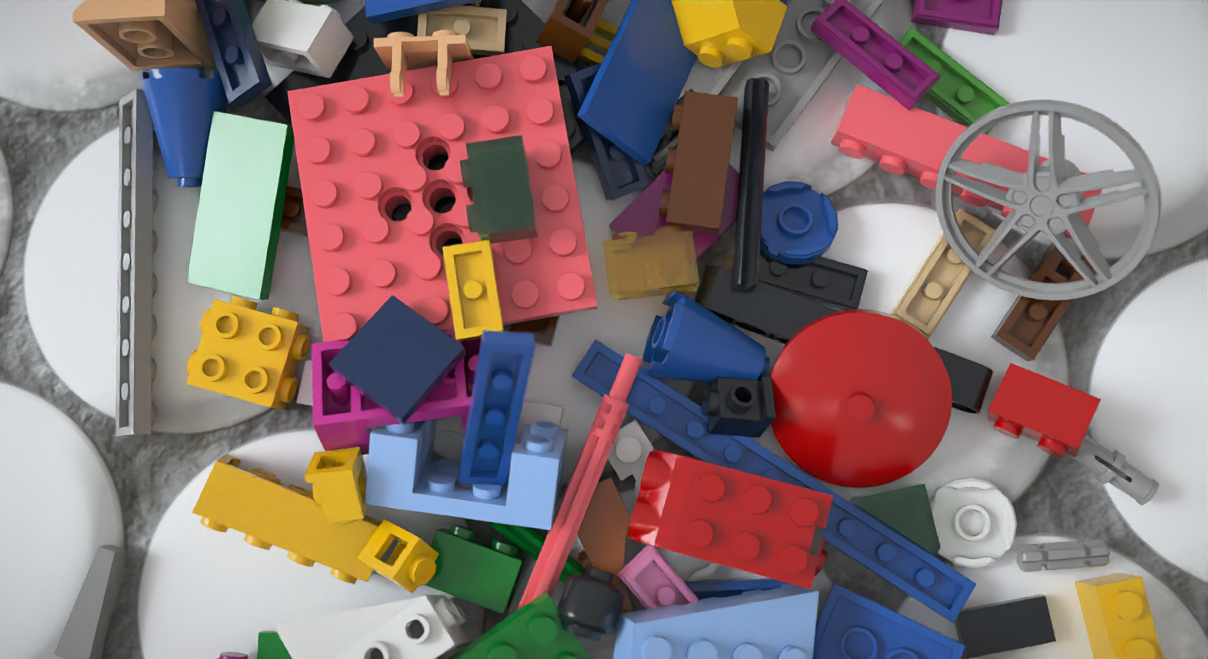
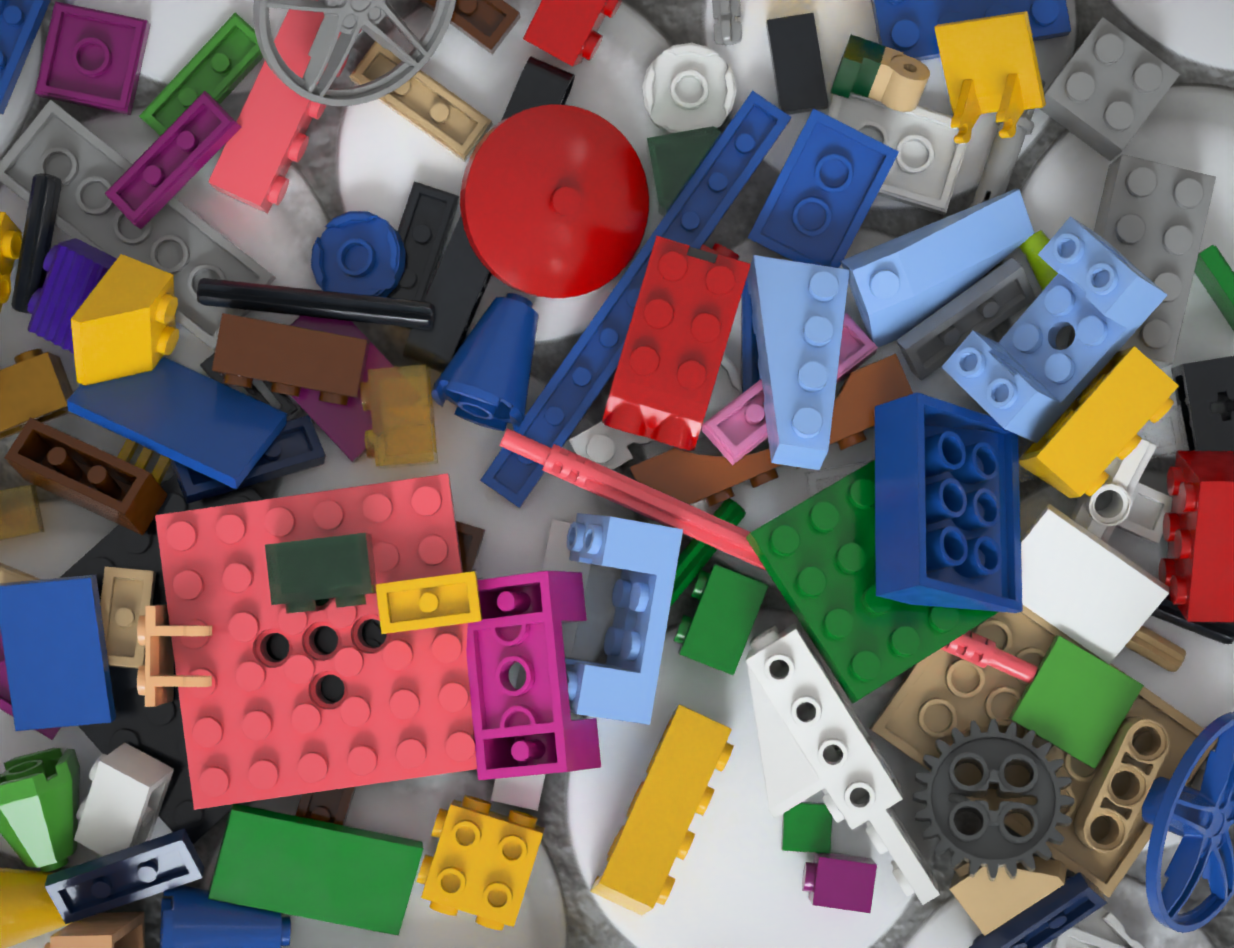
camera: 95 degrees left, 5 degrees up
(339, 484) = (628, 751): yellow brick -> none
(397, 359) = (499, 683): dark blue tile -> none
(409, 563) = (712, 683): yellow brick -> none
(495, 406) = (556, 579): blue plate -> none
(590, 604) = (760, 490): black head -> none
(739, 406) = (559, 328): black brick -> none

